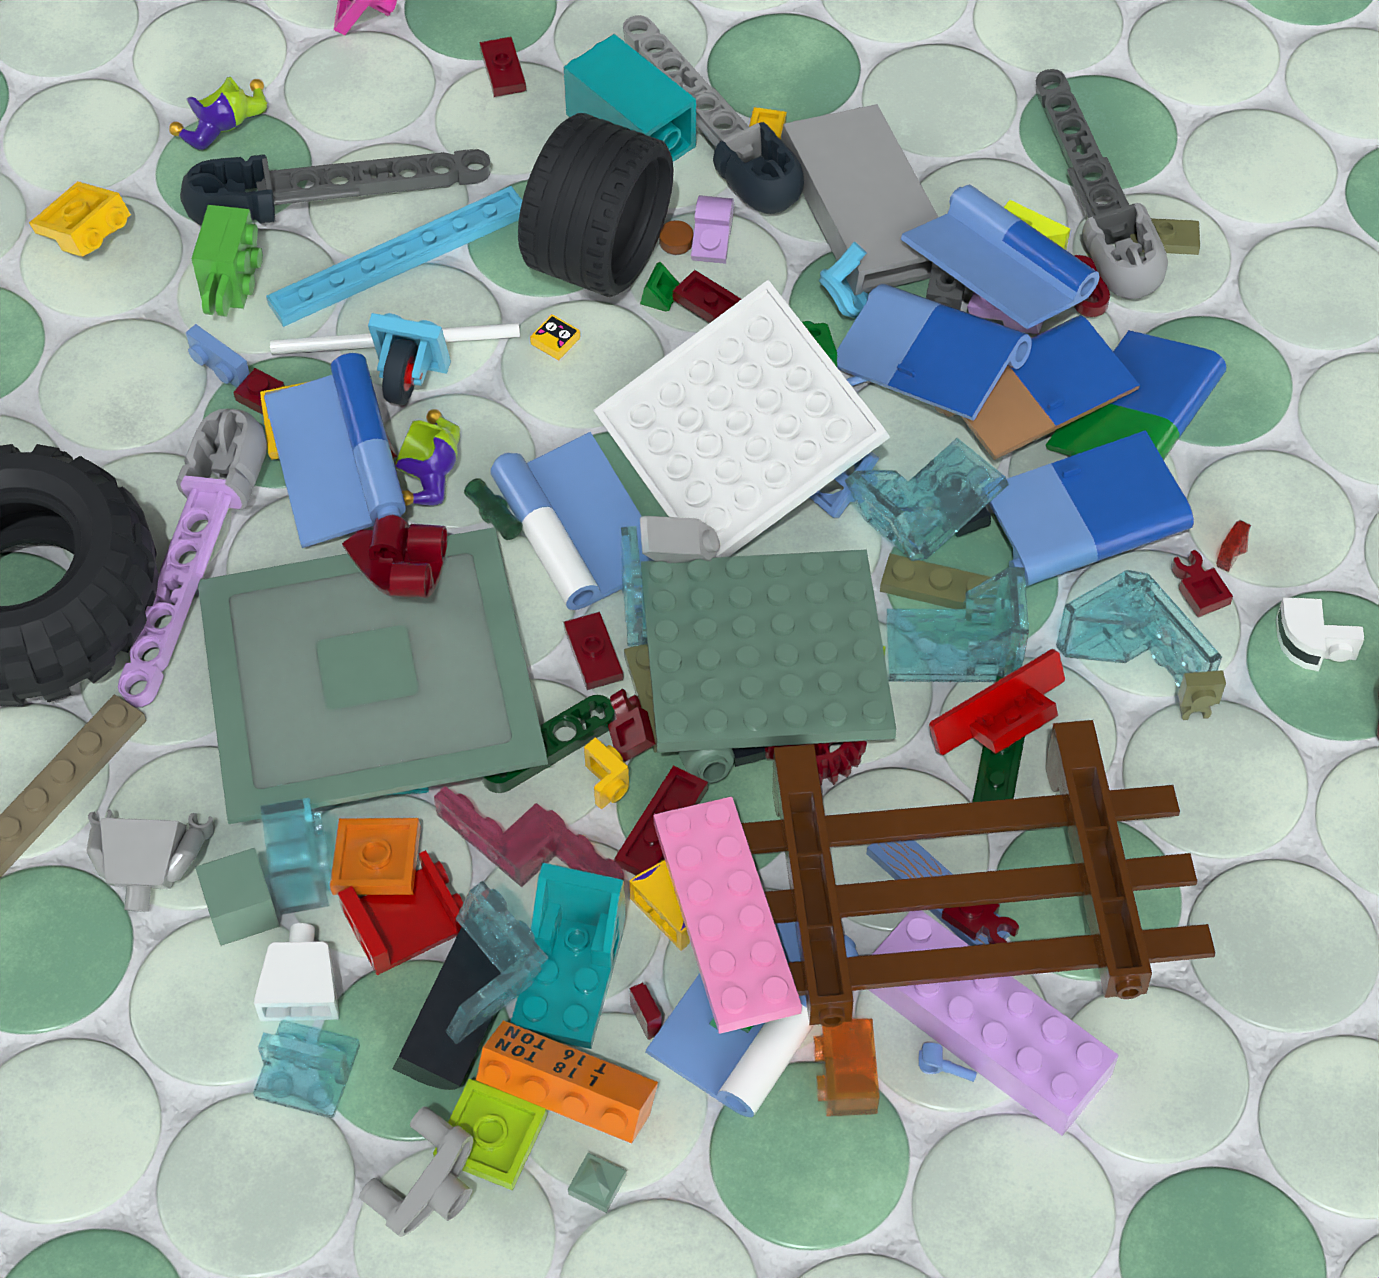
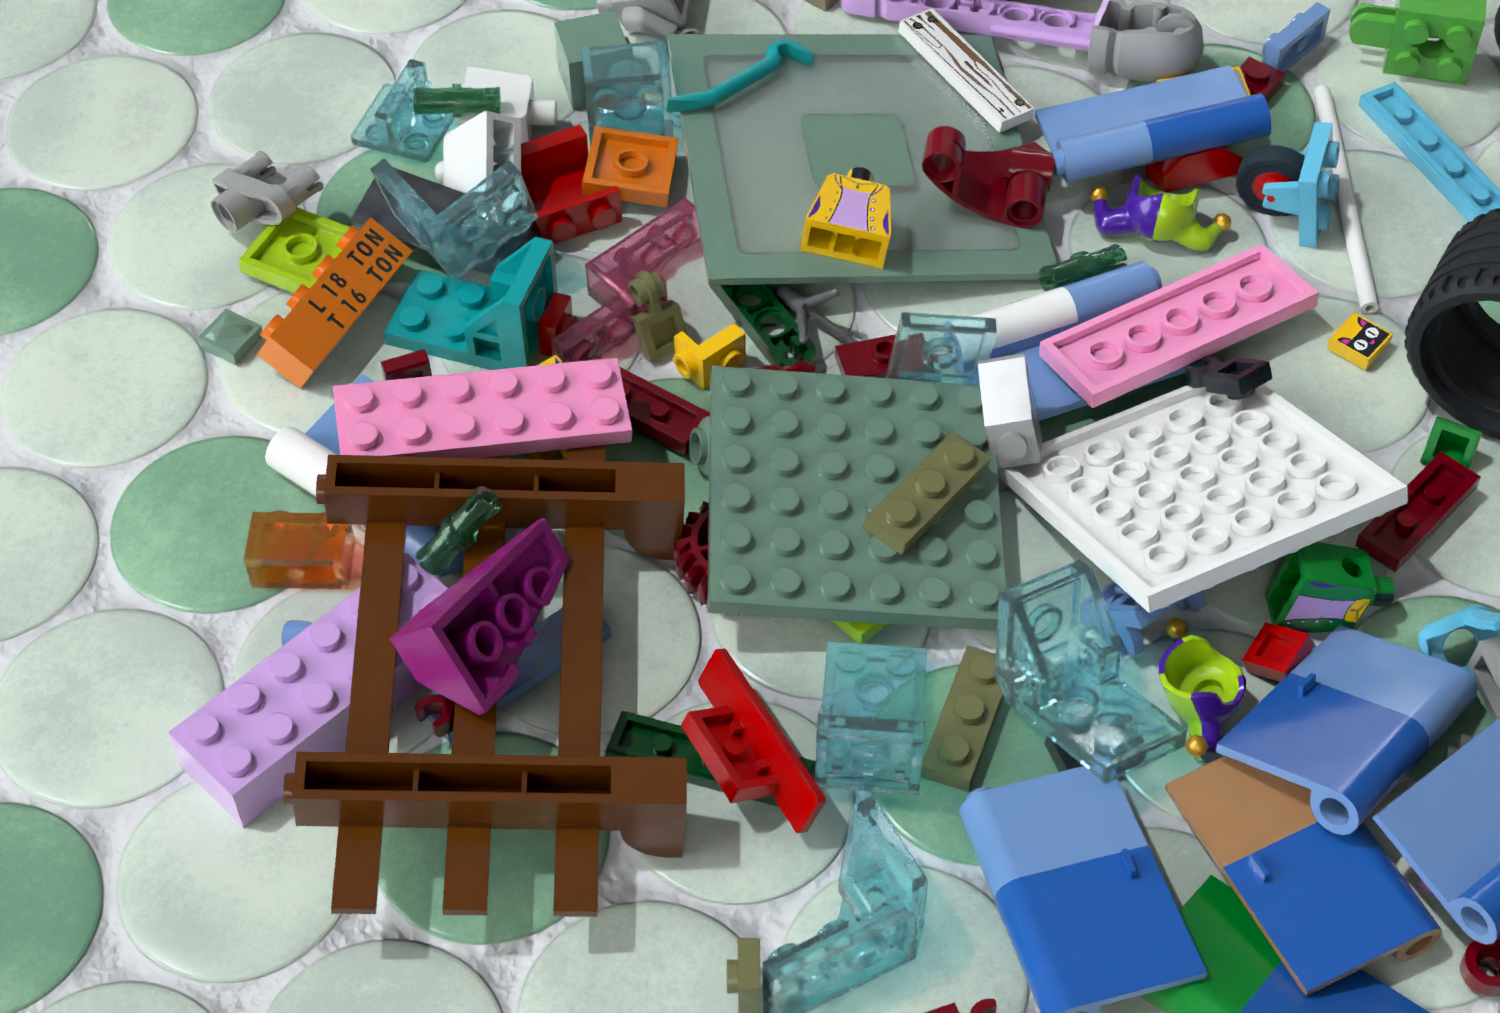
camera: 95 degrees right, 5 degrees down
(256, 592) = (966, 70): none -> white tile
(287, 747) = (744, 78): none -> teal piece
(318, 996) = (456, 100): none -> clear green pin
(393, 971) = (479, 149): none -> white torso
(471, 655) = (850, 219): none -> yellow torso
(547, 699) = (806, 309): none -> dark grey plant
(562, 441) = (1177, 325): none -> bright pink plate
(572, 810) = (660, 321): none -> olive plate
(627, 401) = (1232, 378): none -> black plate
(770, 590) = (926, 493): none -> olive plate
(858, 908) = (458, 530): none -> clear green pin
(869, 390) = (1276, 651): none -> red plate
(914, 435) = (1200, 688): none -> lime piece
(967, 887) = (477, 628): none -> magenta wedge

